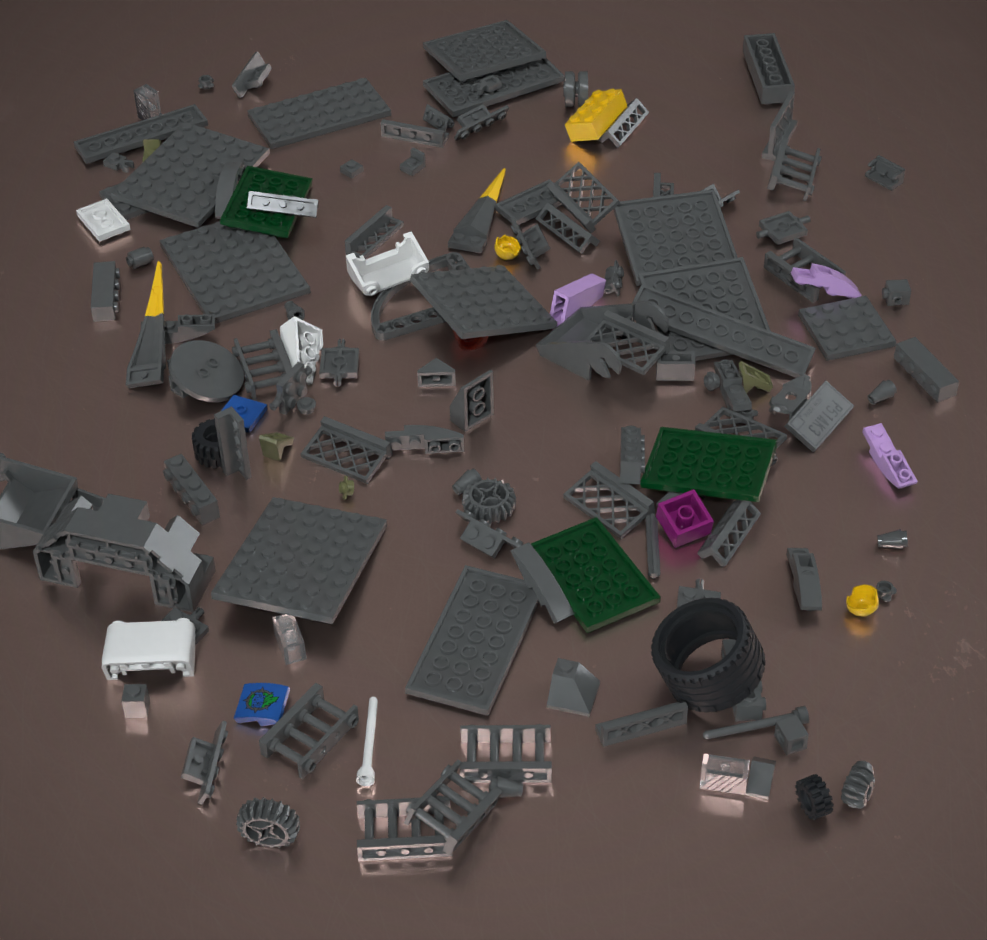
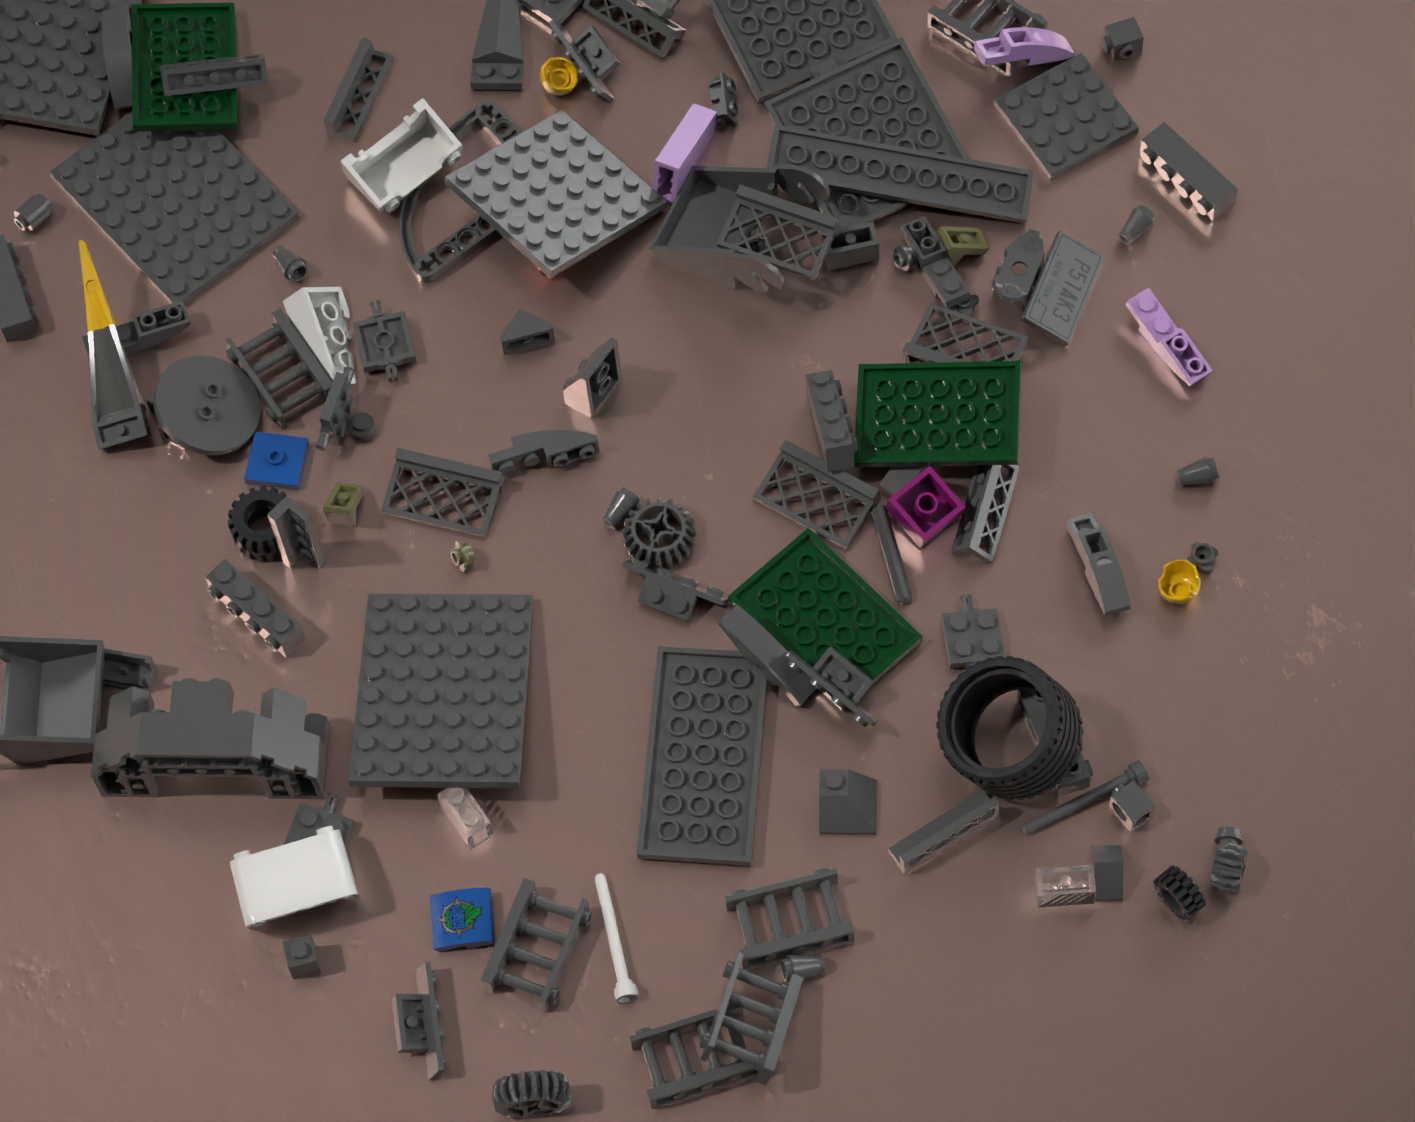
camera: 10 degrees left, 20 degrees up
(591, 605) = (840, 679): none -> dark grey bracket

